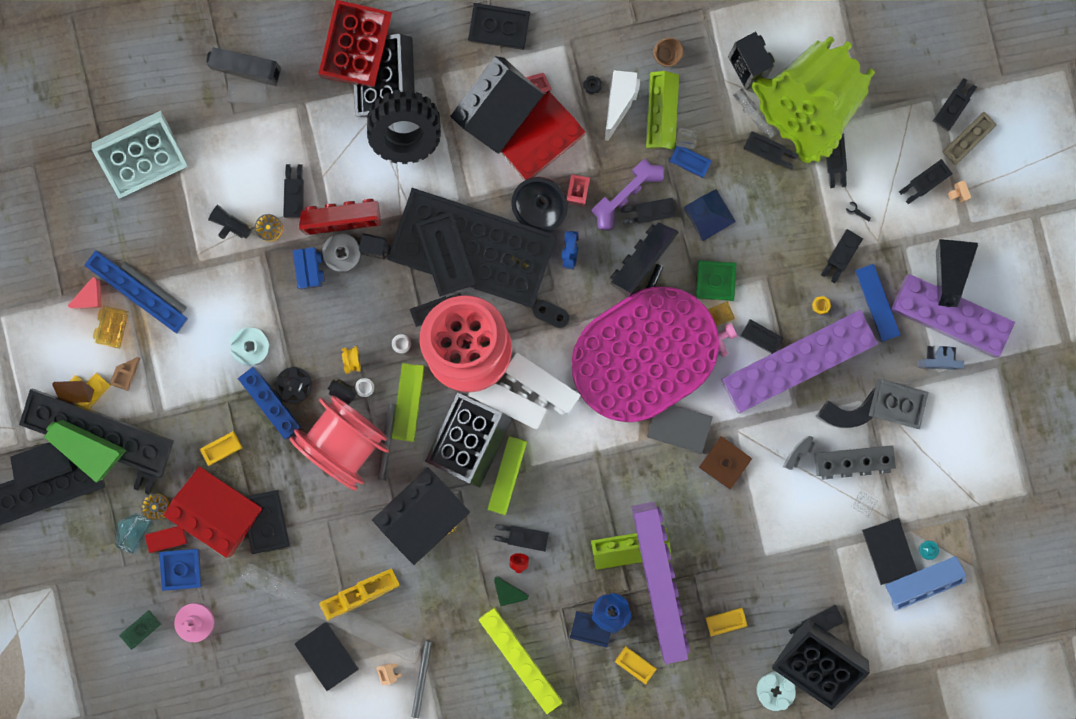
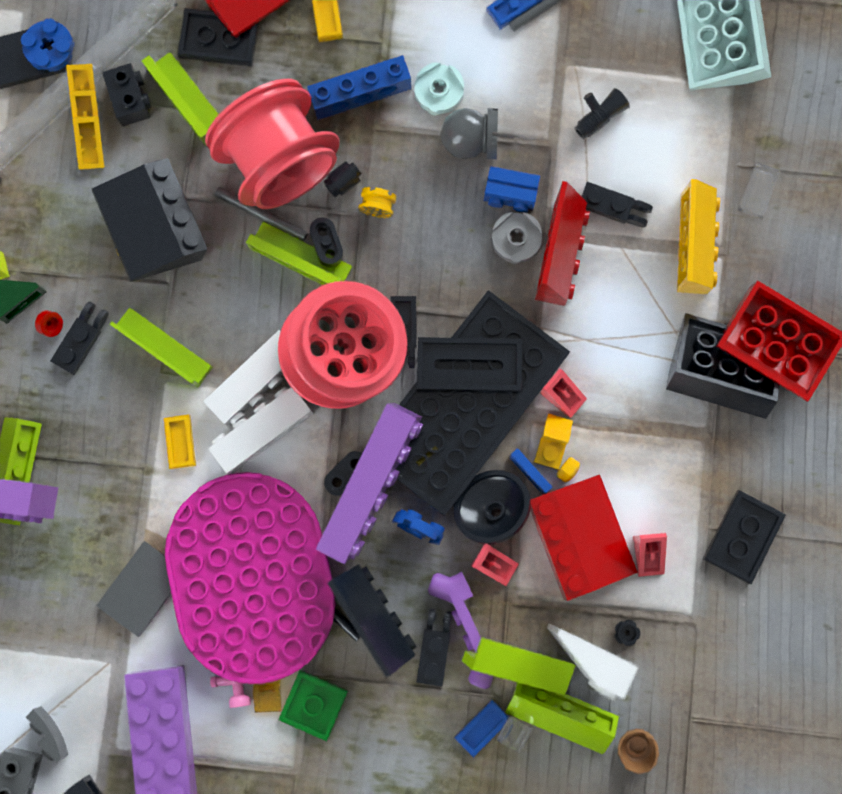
camera: 110 degrees right, 5 degrees down
(244, 66) = (795, 196): black slope -> none
(269, 228) = (578, 159): wheel -> none
(278, 310) = (470, 133): none -> dark grey tile
(293, 385) = (373, 125): black wheel -> none
(300, 125) = (697, 238): none -> yellow slope
(305, 646) = (38, 35): none -> blue plate
(318, 528) = (182, 93): none -> lime panel
(332, 571) = (127, 95): none -> black brick
(364, 387) = (338, 209): white plate -> none
(374, 246) = (510, 276): black brick -> none
(392, 385) = (326, 244): none -> black plate
(401, 343) = (376, 272): white plate -> none
(403, 146) = (675, 375): black tyre -> none
(443, 182) = (563, 393): none -> coral slope
(468, 440) = (222, 312): black slope -> none
(478, 178) = (553, 441): none -> yellow slope
(495, 161) = (568, 470): none -> yellow tile
(497, 104) = (642, 496): black slope -> none
(503, 191) = (530, 471): none -> blue tile
(551, 292) = (368, 483): none -> medium lavender brick
(569, 438) = (179, 441): none -> yellow tile
(640, 148) = (520, 666): none -> lime panel
(709, 214) = (402, 728): dark blue slope -> none
(725, 462) = (73, 632): reddish brown plate -> none
(761, 336) = (217, 740): black plate -> none

